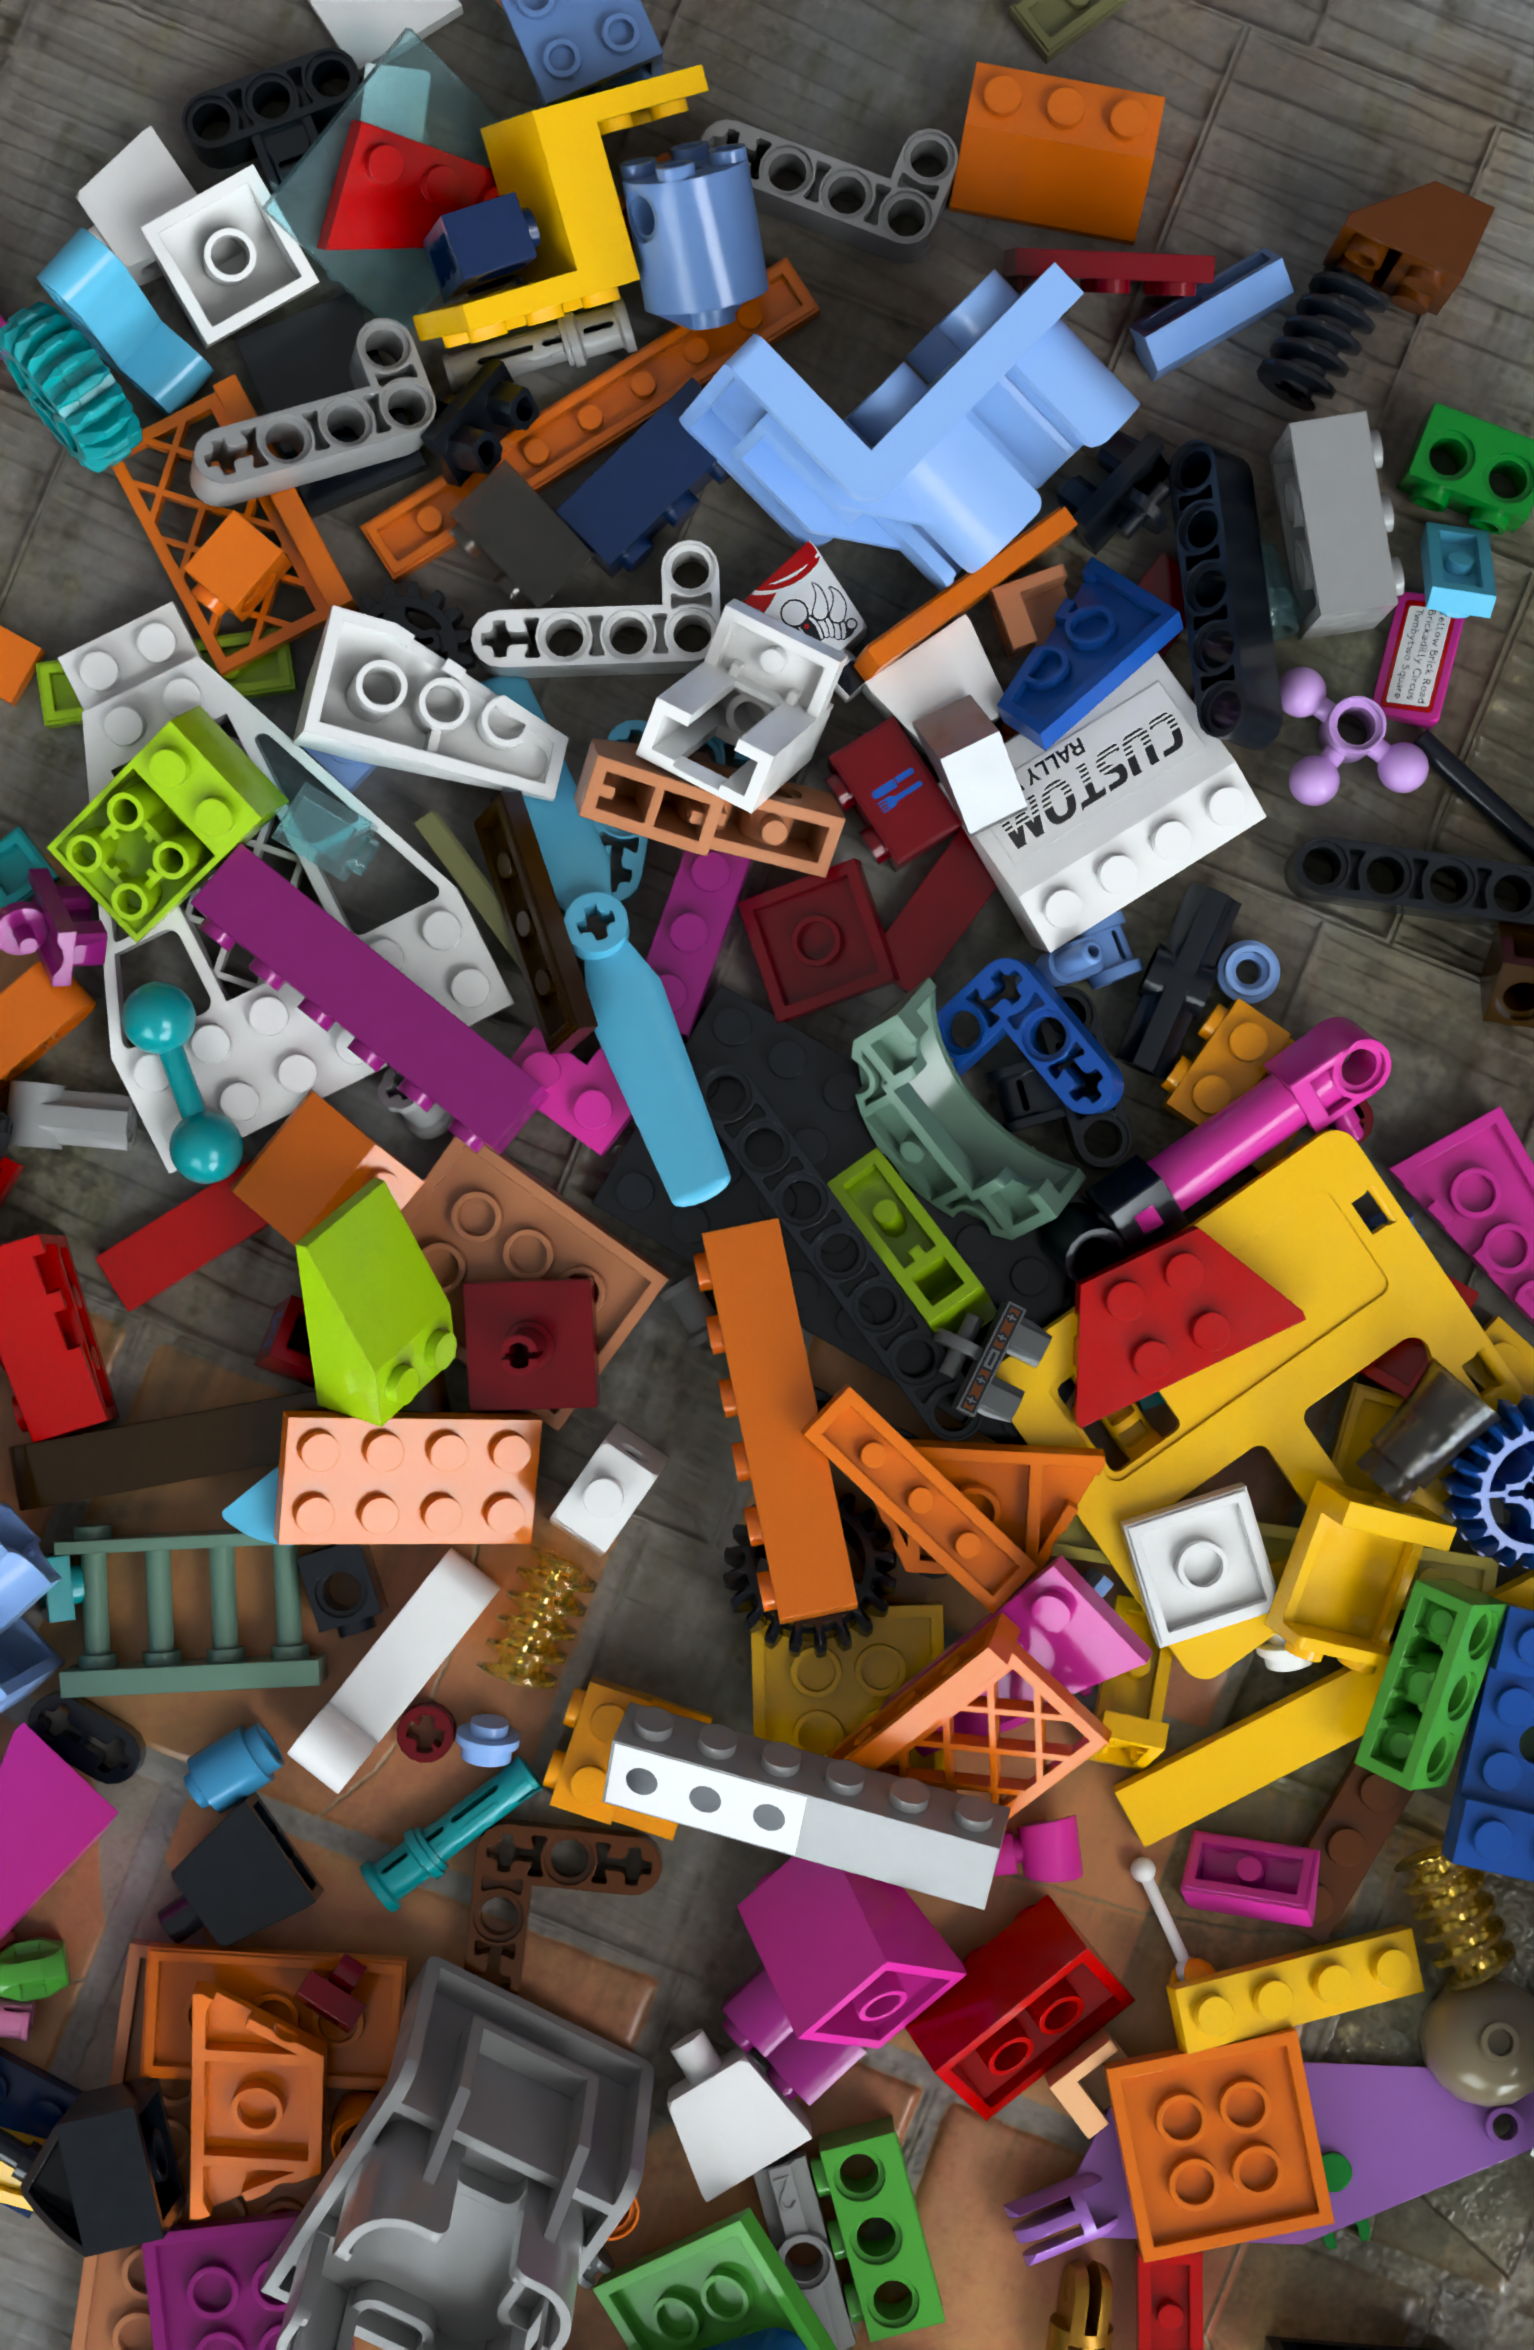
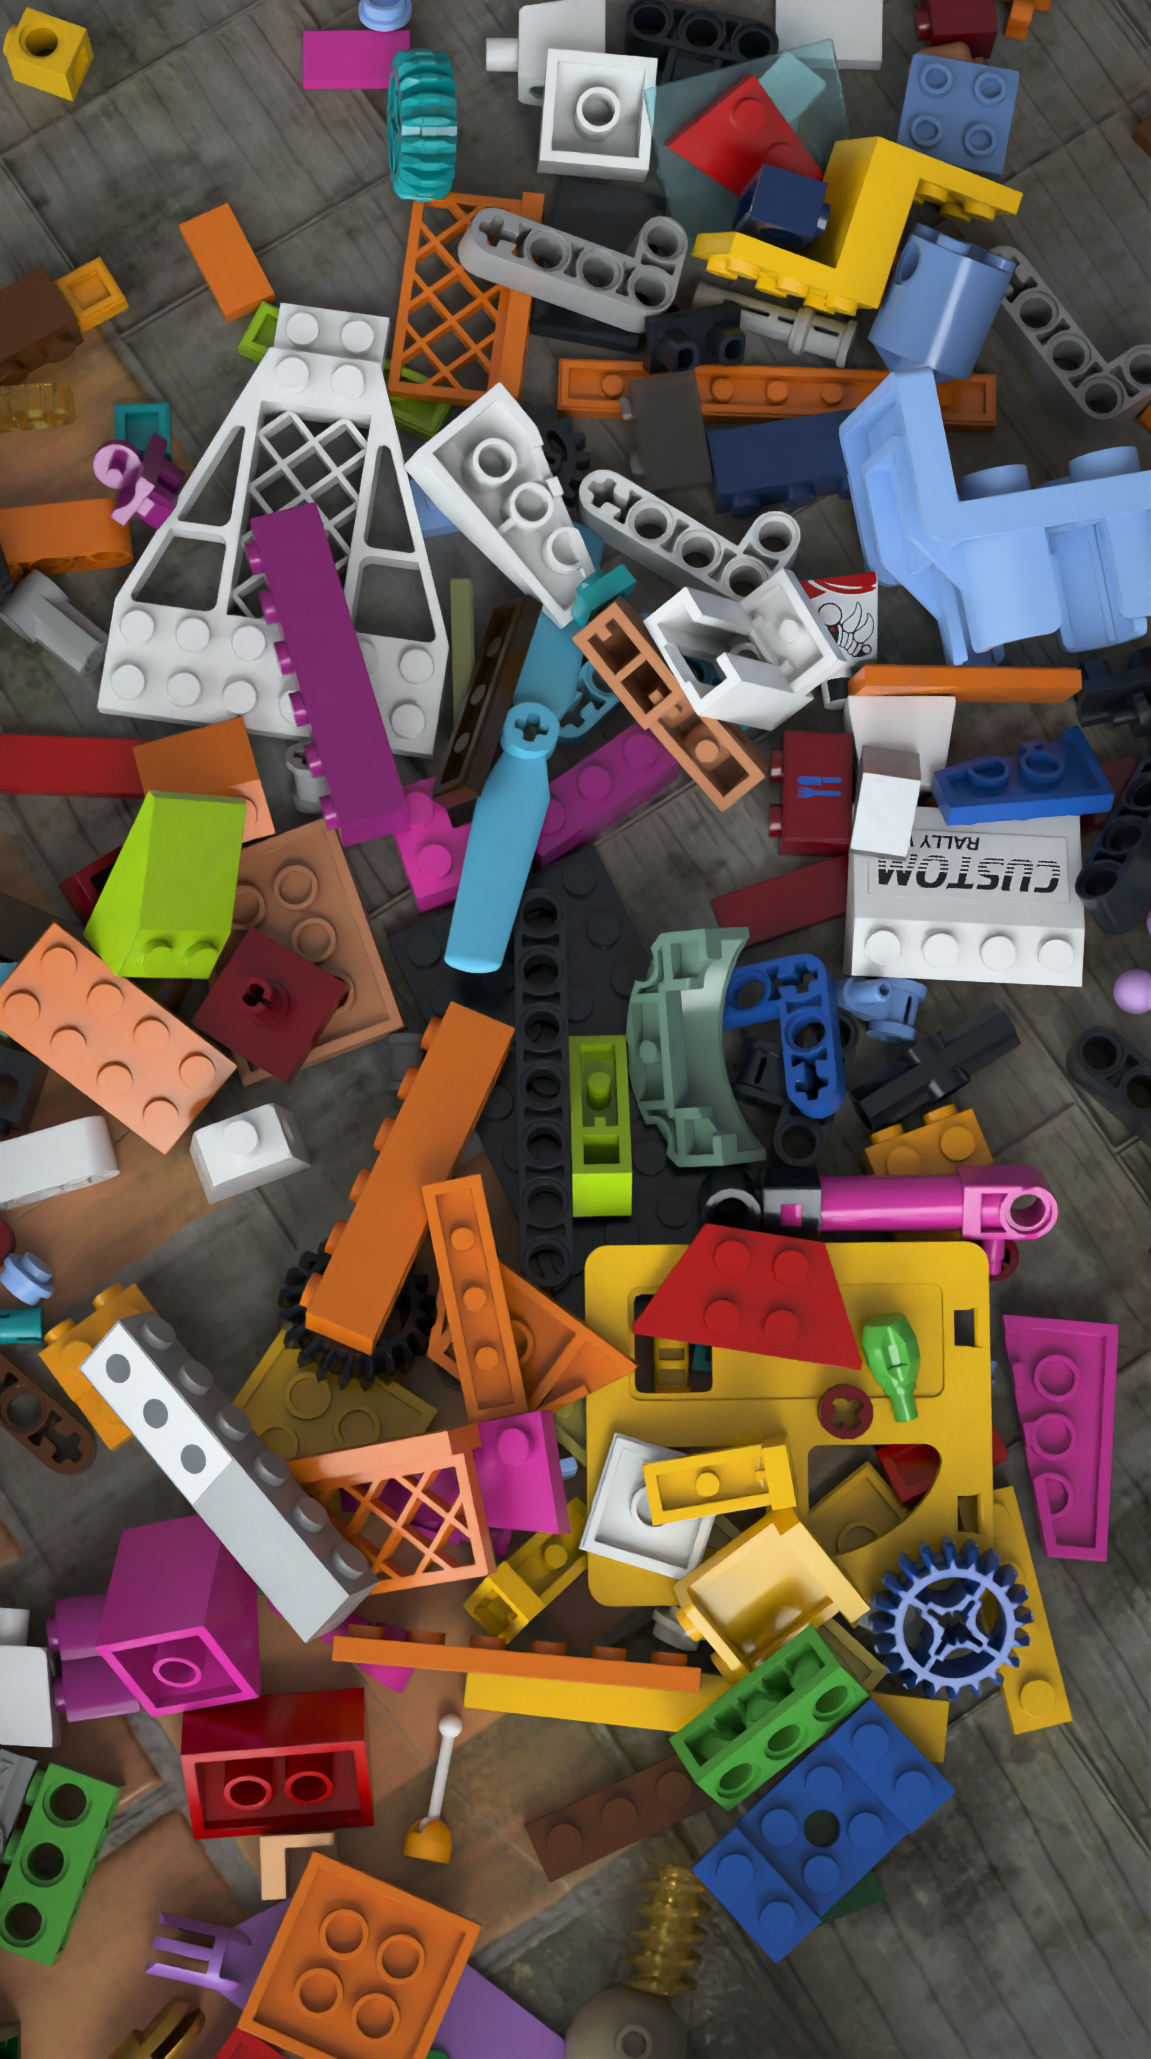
camera: 35 degrees right, 10 degrees down
(121, 323) = (488, 101): medium azure beam -> none
(167, 822) = (275, 455): lime slope -> none
(204, 1143) = (137, 698): teal piece -> none
(236, 568) = (450, 322): orange brick -> none
(327, 833) = (382, 539): clear light blue brick -> none
(539, 1620) = (129, 1213): clear yellow piece -> none
(570, 746) = (599, 591): none -> teal plate
(818, 941) = (686, 860): dark red plate -> none
(1007, 1335) = (578, 1252): dark grey hips -> none
(1027, 608) = (1005, 724): nougat panel -> none
(1150, 1798) = (489, 1656): none -> orange plate
(1251, 1878) = (528, 1789): dark pink slope -> none
(1254, 1505) = (722, 1481): none -> yellow bracket
(1266, 965) = (1004, 1087): light blue plate -> none
(1294, 1988) = (503, 1898): yellow plate -> none
(1330, 1289) = (894, 1360): none -> bright green piece
(1331, 1352) = (863, 1414): none -> dark red bush
(1425, 1433) = (895, 1522): clear smoke plant -> none

